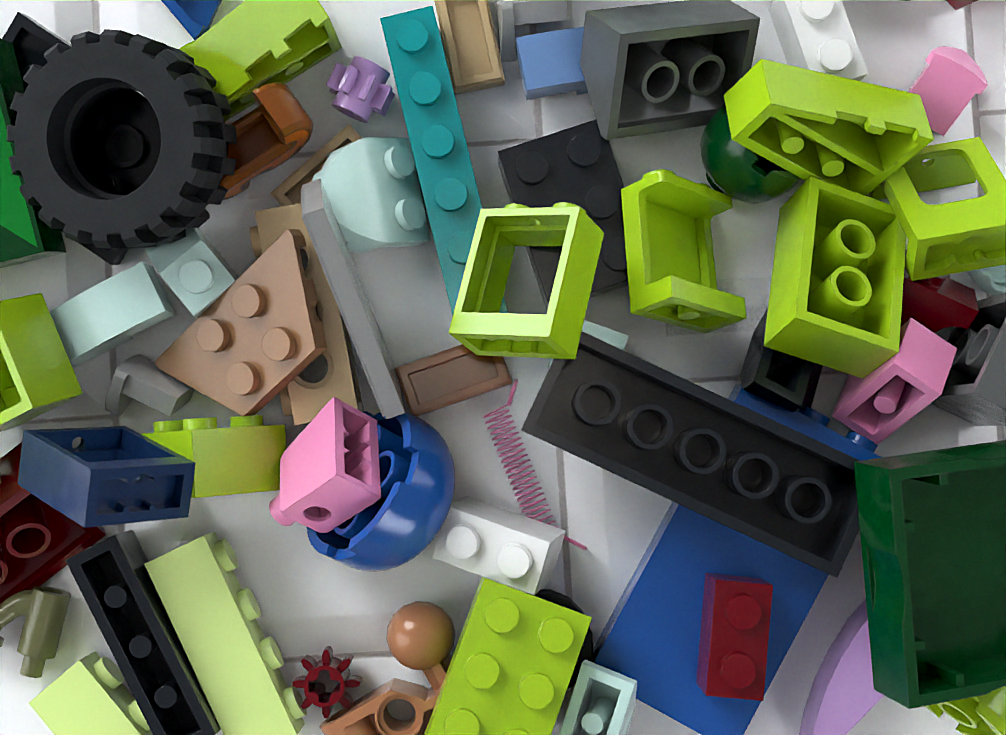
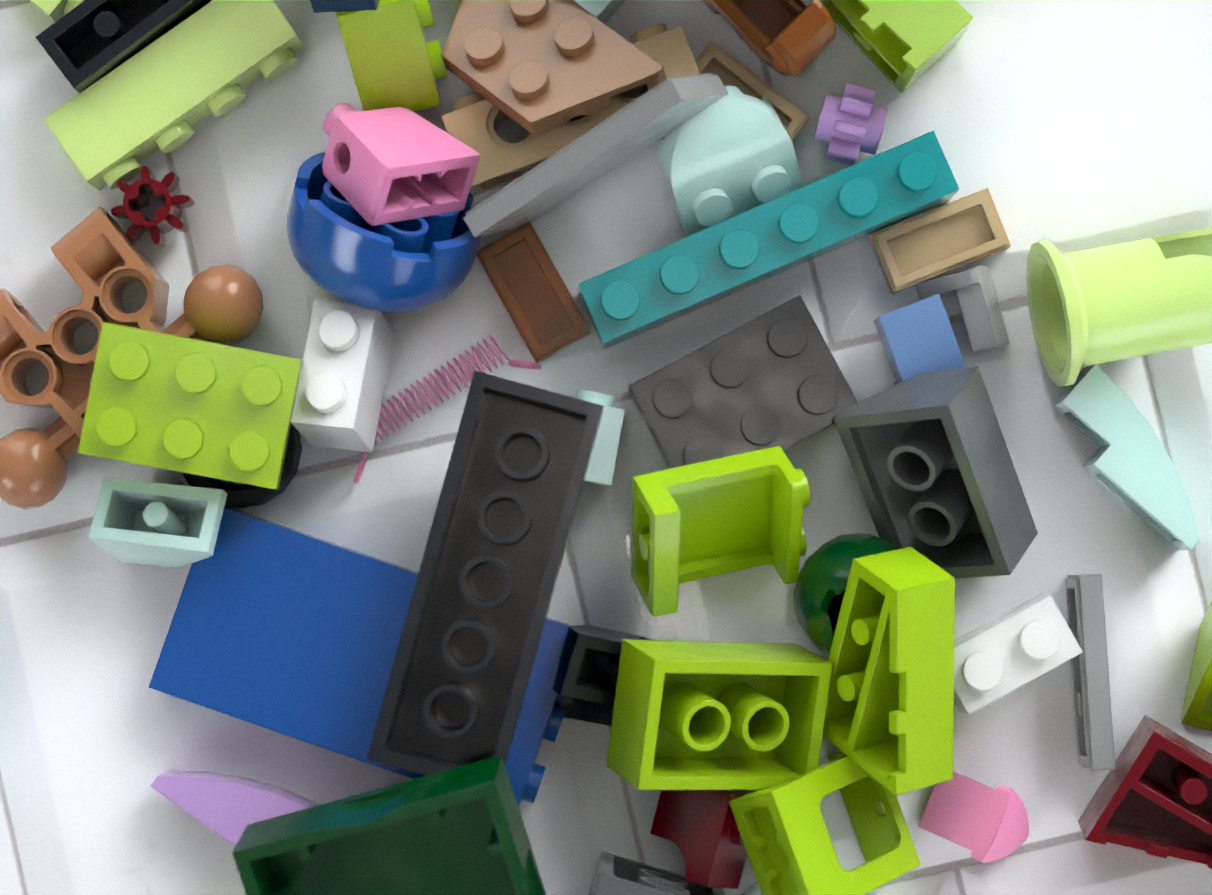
camera: 85 degrees right, 0 degrees up
(497, 233) = (653, 304): lime window -> none
(734, 636) = (281, 659): dark red brick -> none
(897, 387) = (606, 807): bright pink brick -> none

